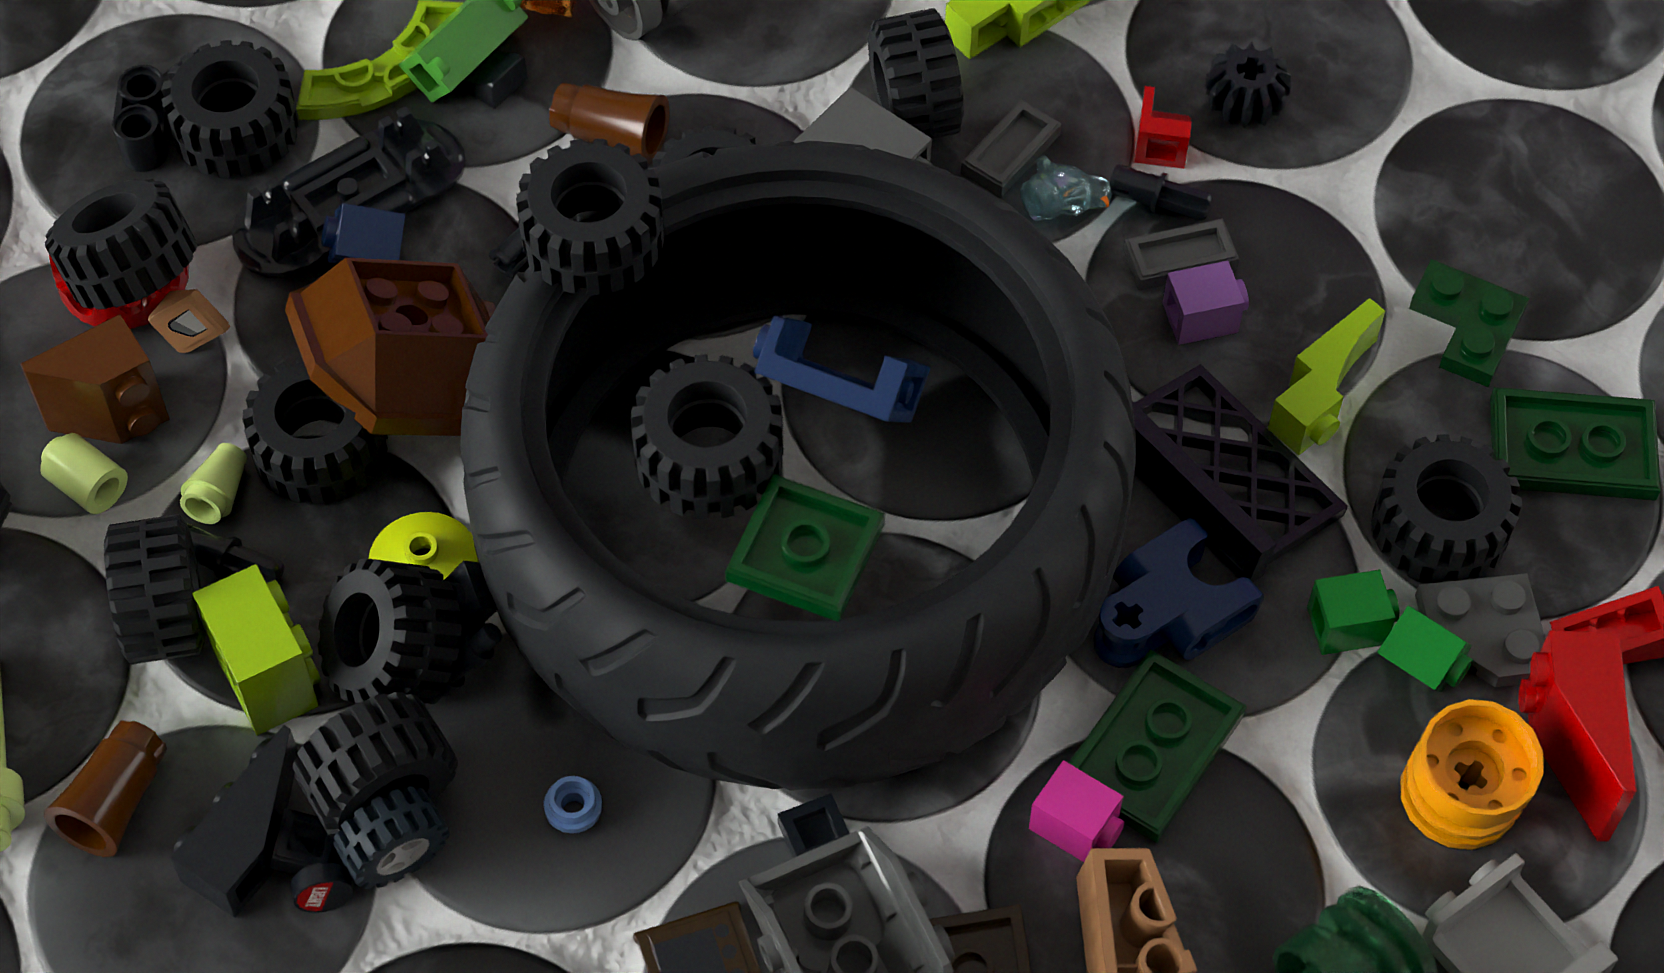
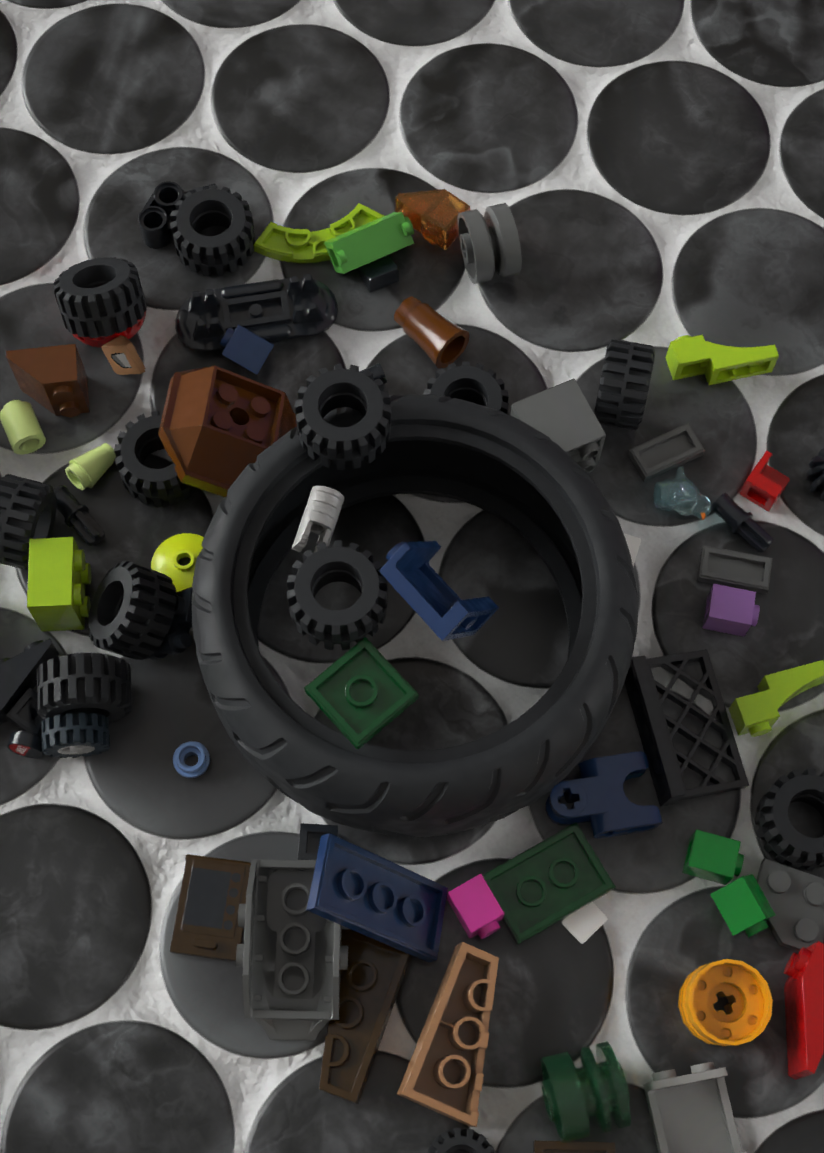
camera: 25 degrees right, 10 degrees up
(622, 356) = (319, 516): none -> light grey hinge
(945, 845) = (377, 898): none -> dark blue tile
(1229, 773) = (585, 922): none -> white sticker

